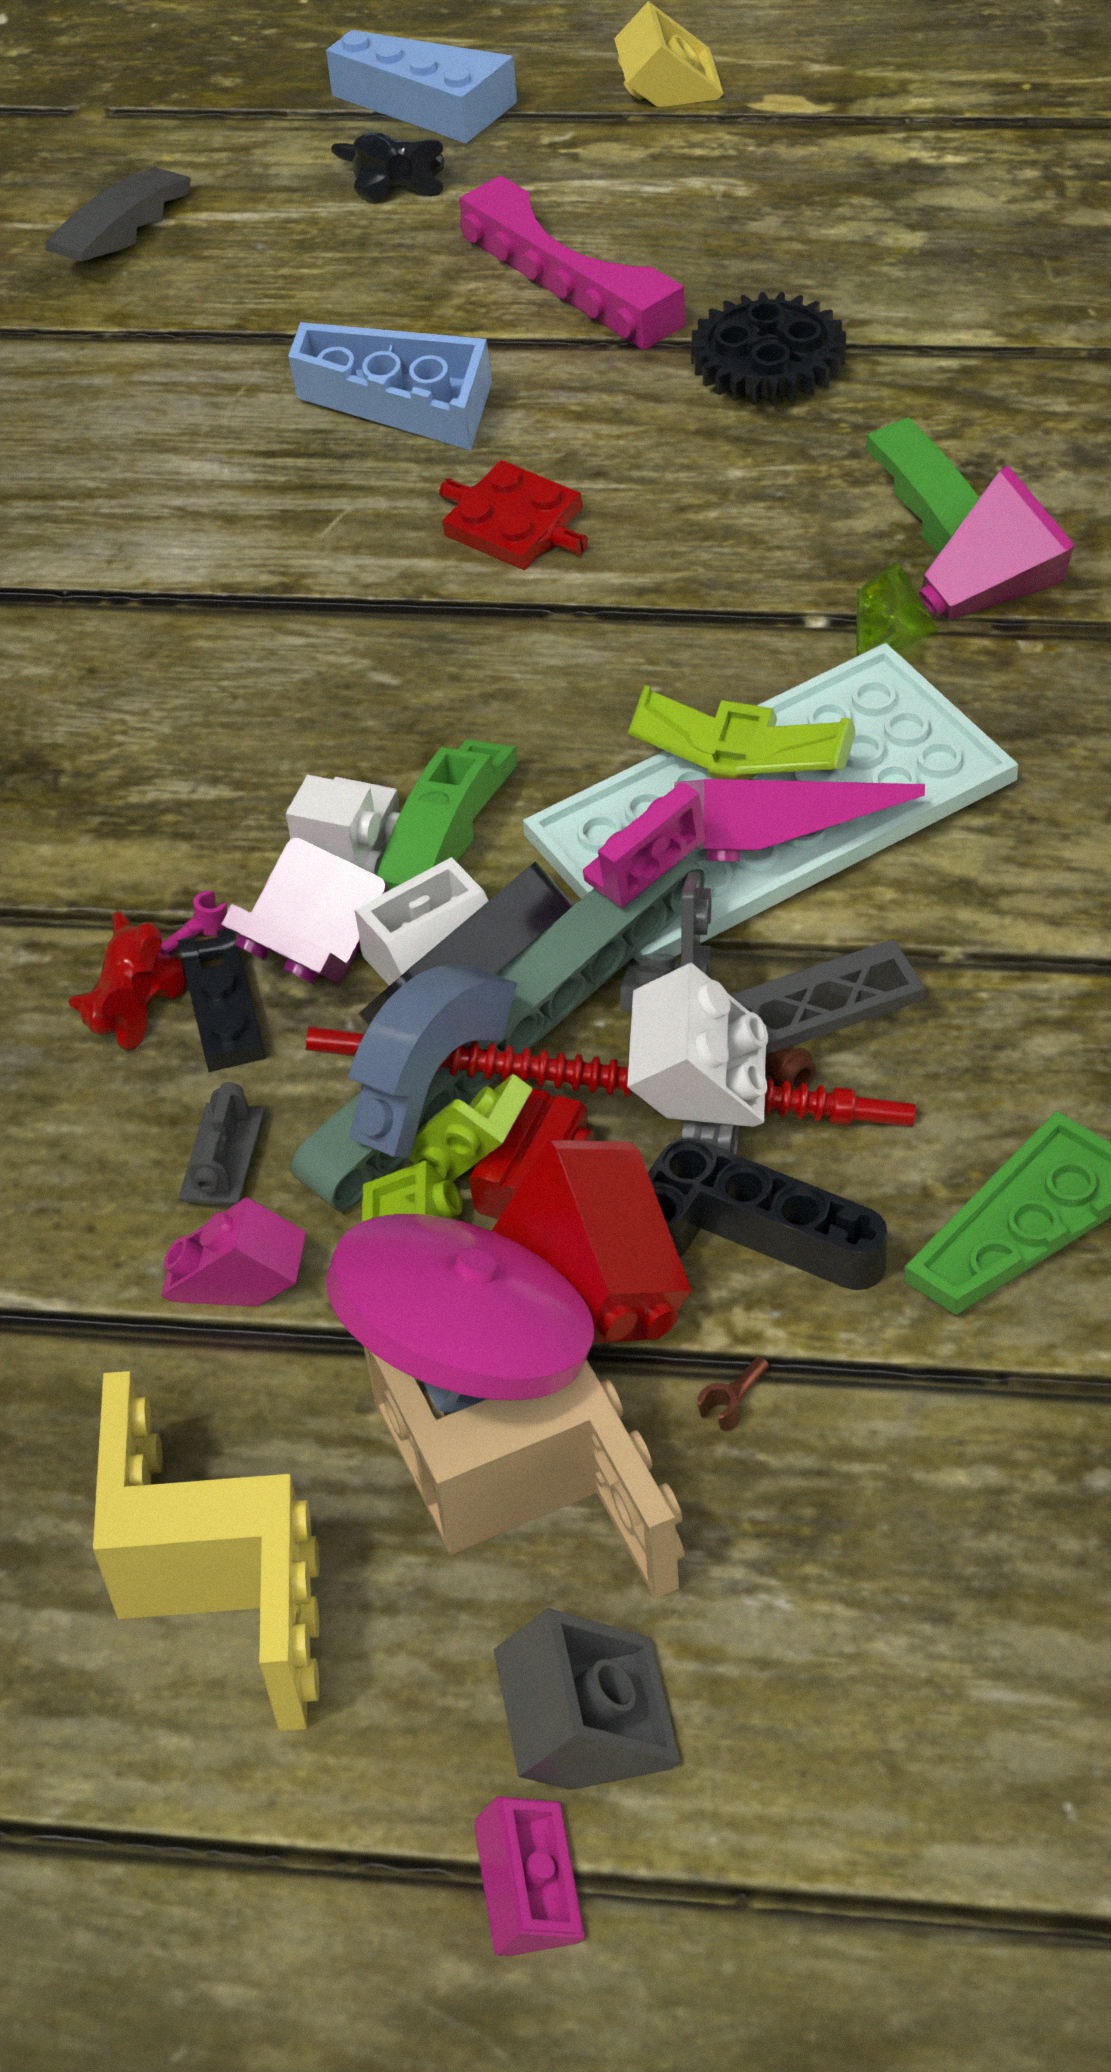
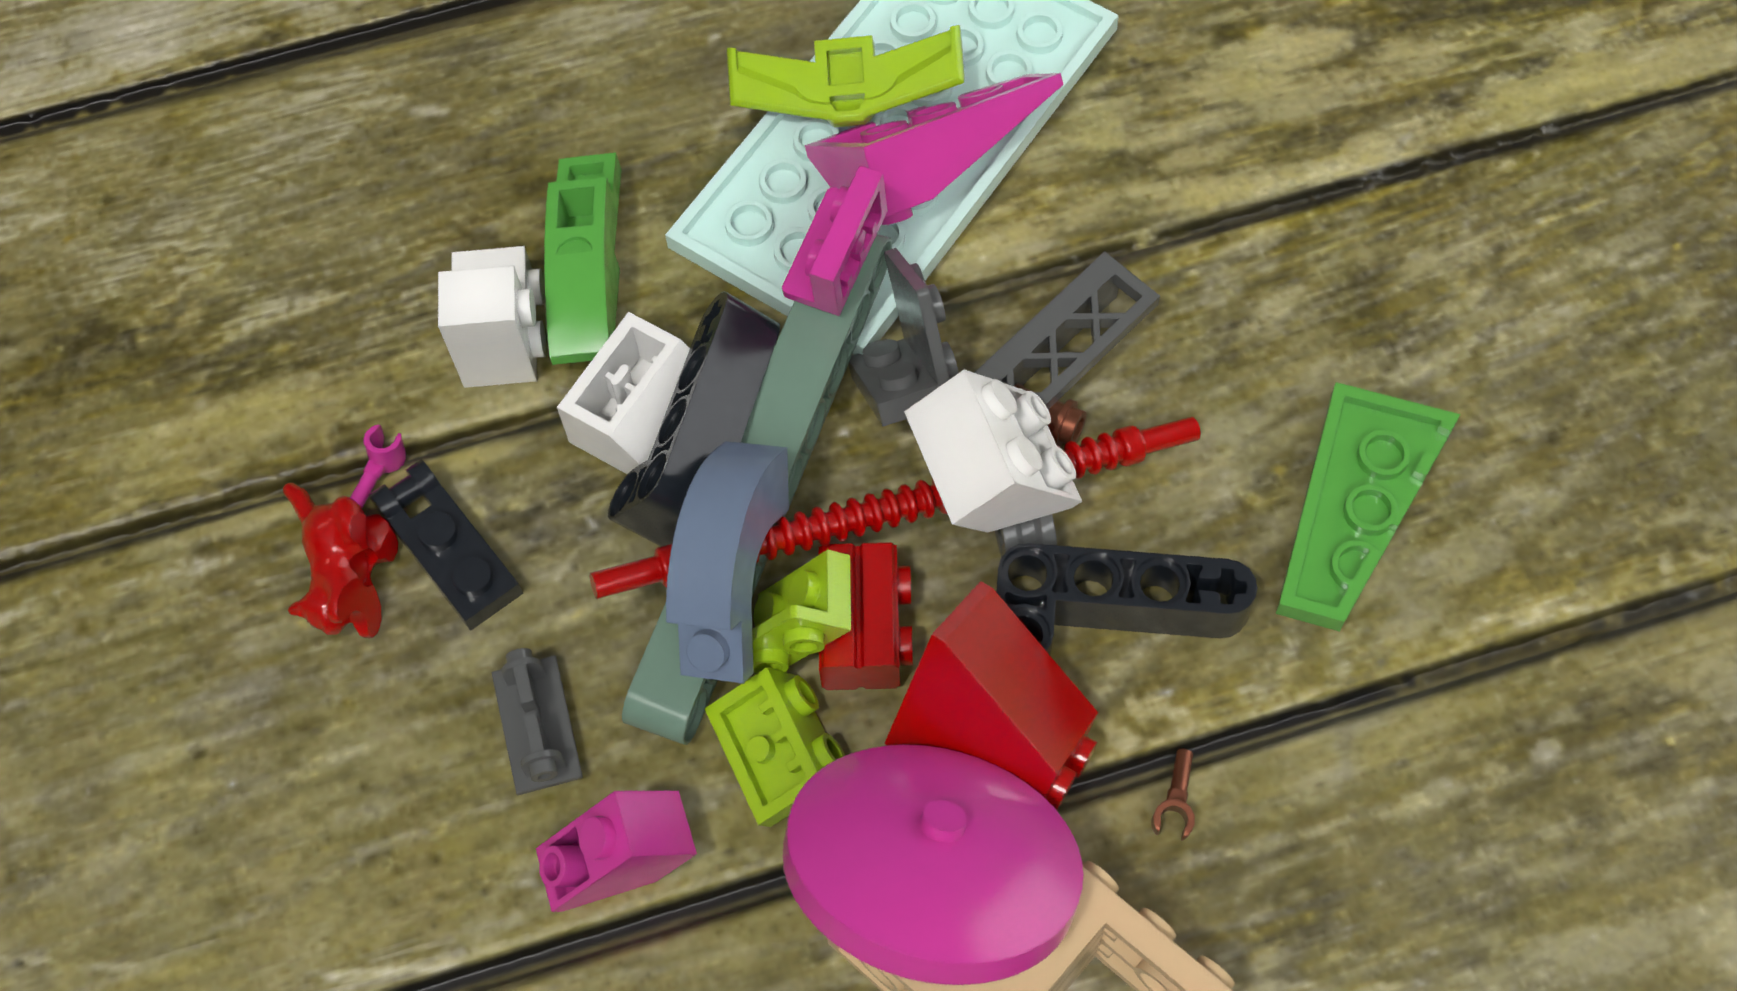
camera: 25 degrees left, 15 degrees up
(307, 913) = (499, 420): bracket -> none

